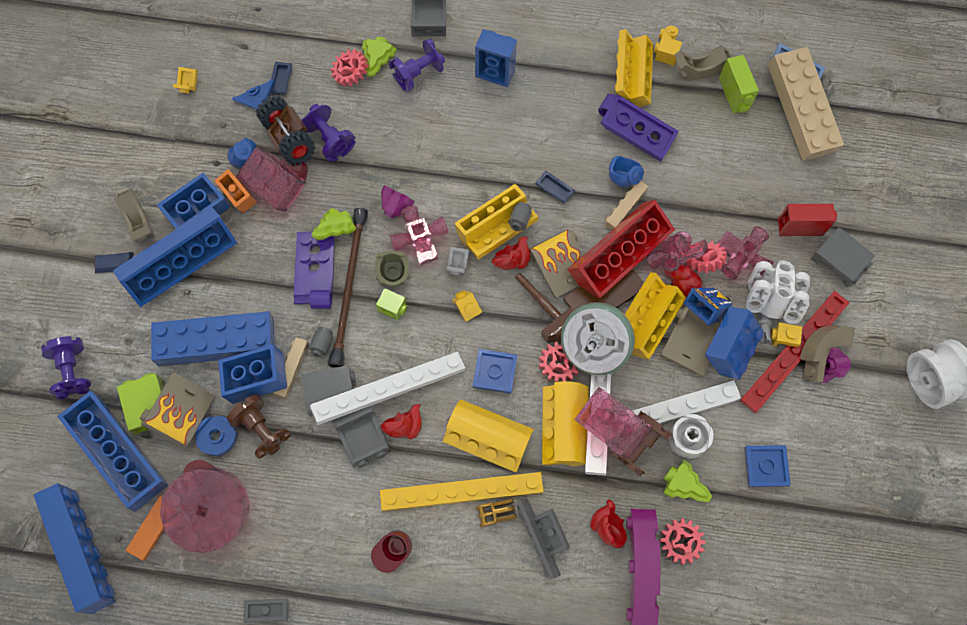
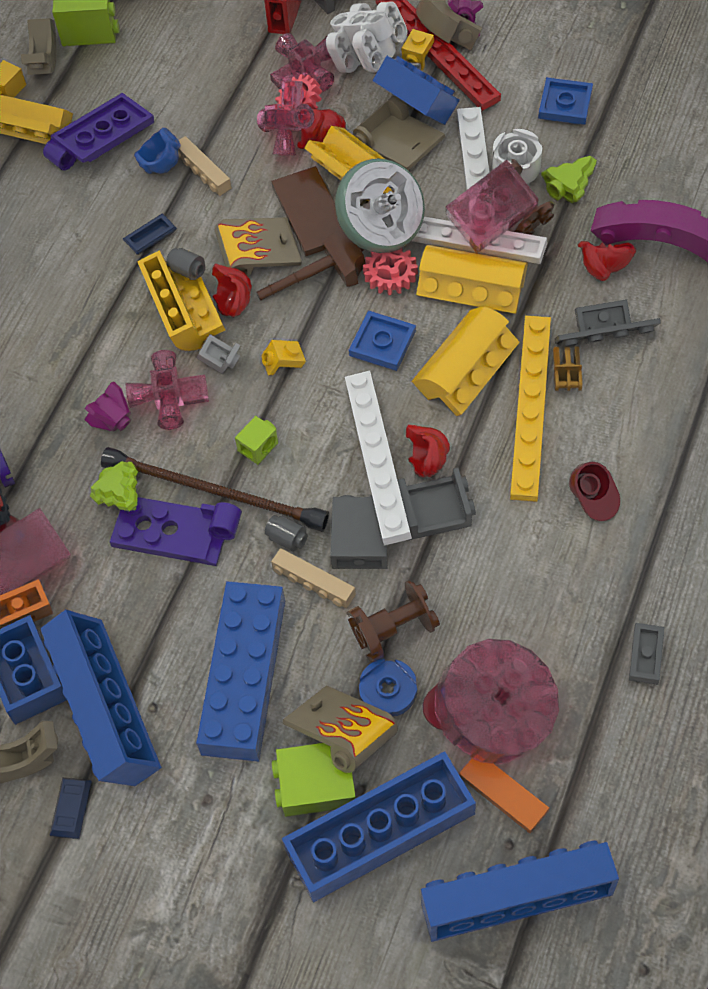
camera: 70 degrees left, 10 degrees down
(63, 353) = (218, 881): dark purple piece -> none
(252, 373) = (314, 615): blue brick -> none
(392, 268) = (209, 423): olive helmet -> none
(622, 249) = (262, 175): red slope -> none
(685, 549) = (637, 187): coral gear -> none
(708, 304) = (362, 105): blue torso -> none

